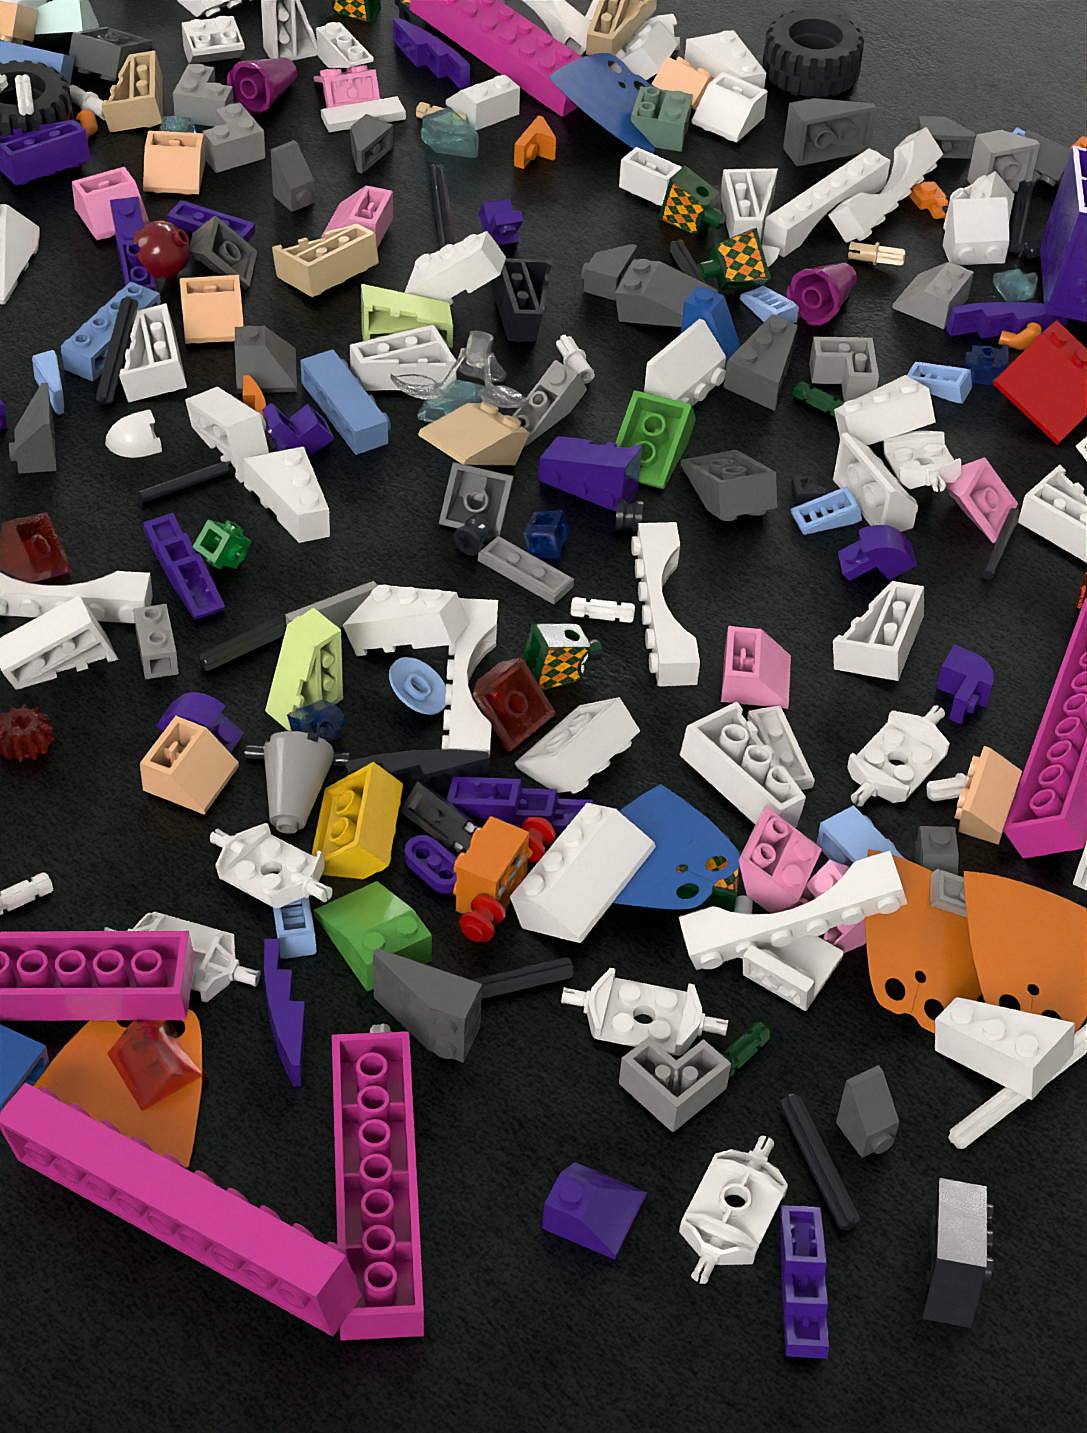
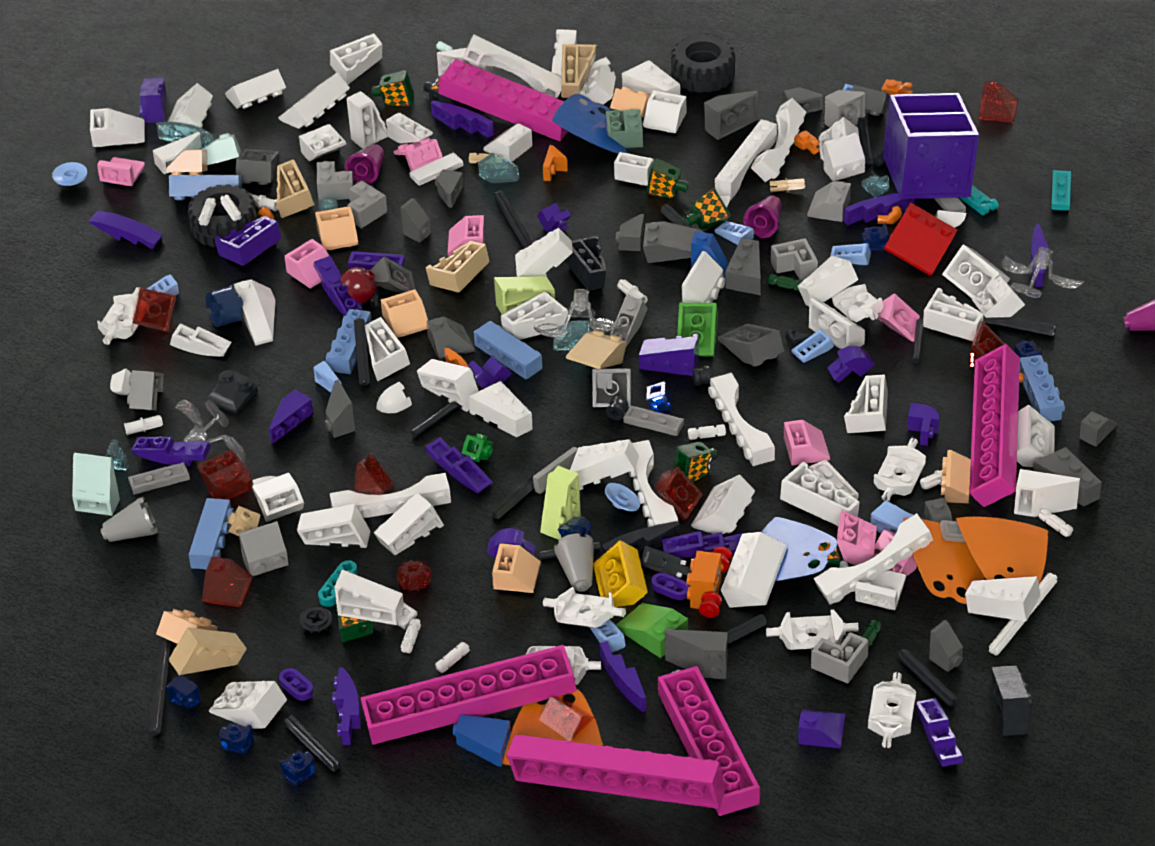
camera: 10 degrees left, 5 degrees down
(155, 641) = (463, 509): light grey brick -> none
(747, 198) = (698, 170): white wedge -> none

